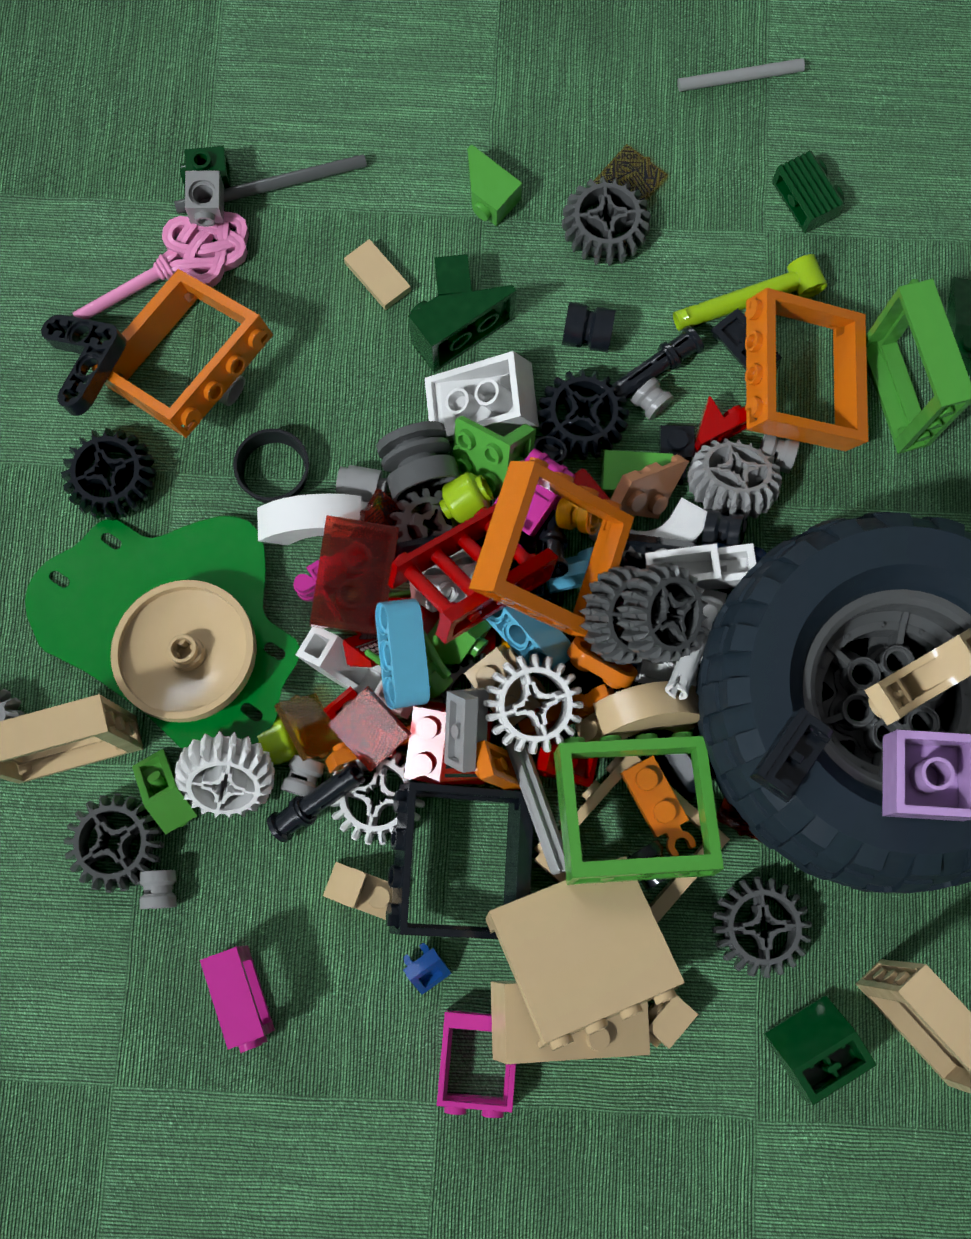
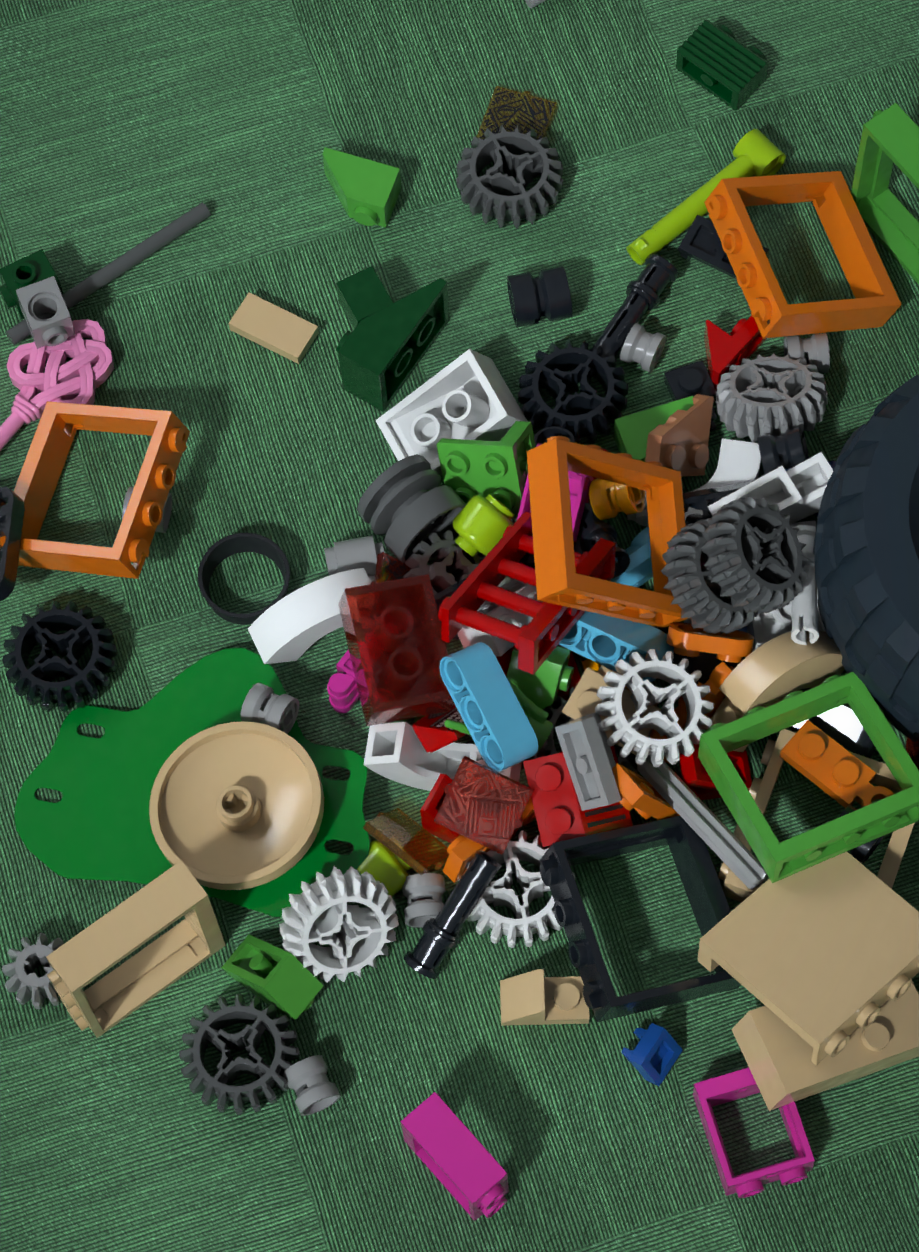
camera: 15 degrees left, 10 degrees down
(243, 582) = (268, 708): none -> light grey wheel

